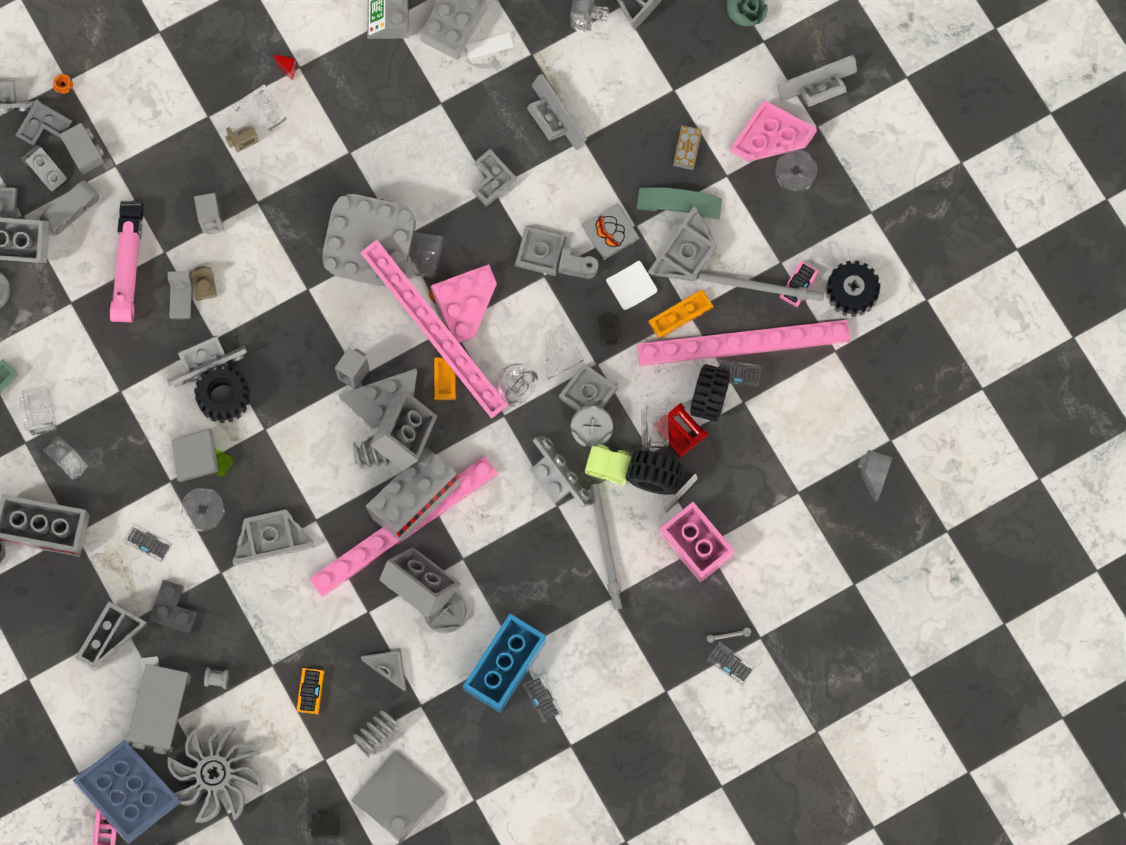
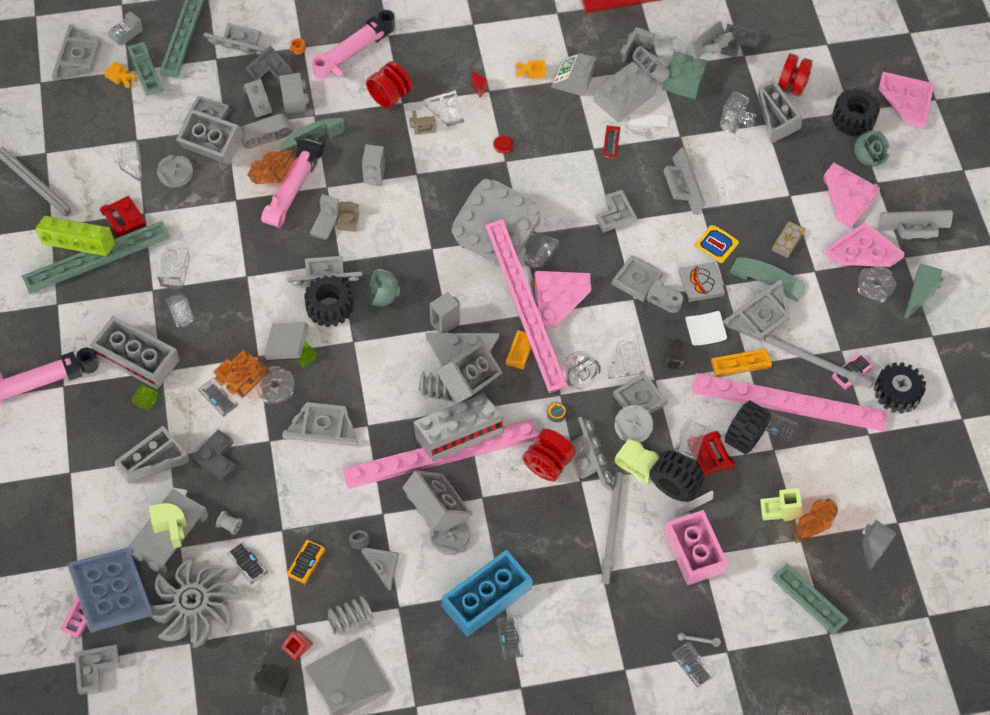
camera: 15 degrees right, 15 degrees down
(71, 570) = (144, 397): none -> clear neon green plate
(97, 253) = (272, 167): none -> clear orange plate
(141, 34) = (374, 30): none -> bright pink piece
(141, 178) = (331, 127): none -> sand green slope
(157, 698) = (168, 517): none -> yellowish green brick
(162, 510) = (240, 374): none -> clear orange plate
(187, 104) = (389, 85): none -> red wheel
(251, 712) = (247, 562): none -> tile
(275, 359) = (383, 288): none -> sand green cylinder
(334, 779) = (296, 644): none -> red slope
(339, 132) = (503, 144): none -> red piece
(341, 24) = (533, 69): none -> light orange plate
(355, 649) = (359, 539): none -> dark grey tile
(457, 87) = (611, 141): none -> sticker
(507, 438) = (556, 412): none -> dark grey tile
(517, 493) = (548, 454): none -> red wheel
(612, 178) = (716, 243): none -> sticker
(736, 67) = (848, 194): none -> bright pink plate
(773, 465) = (785, 507): none -> yellowish green brick
(811, 466) = (816, 521): none -> clear orange plate
(825, 555) = (810, 599): none -> sand green plate
(847, 157) = (924, 287): none -> sand green slope

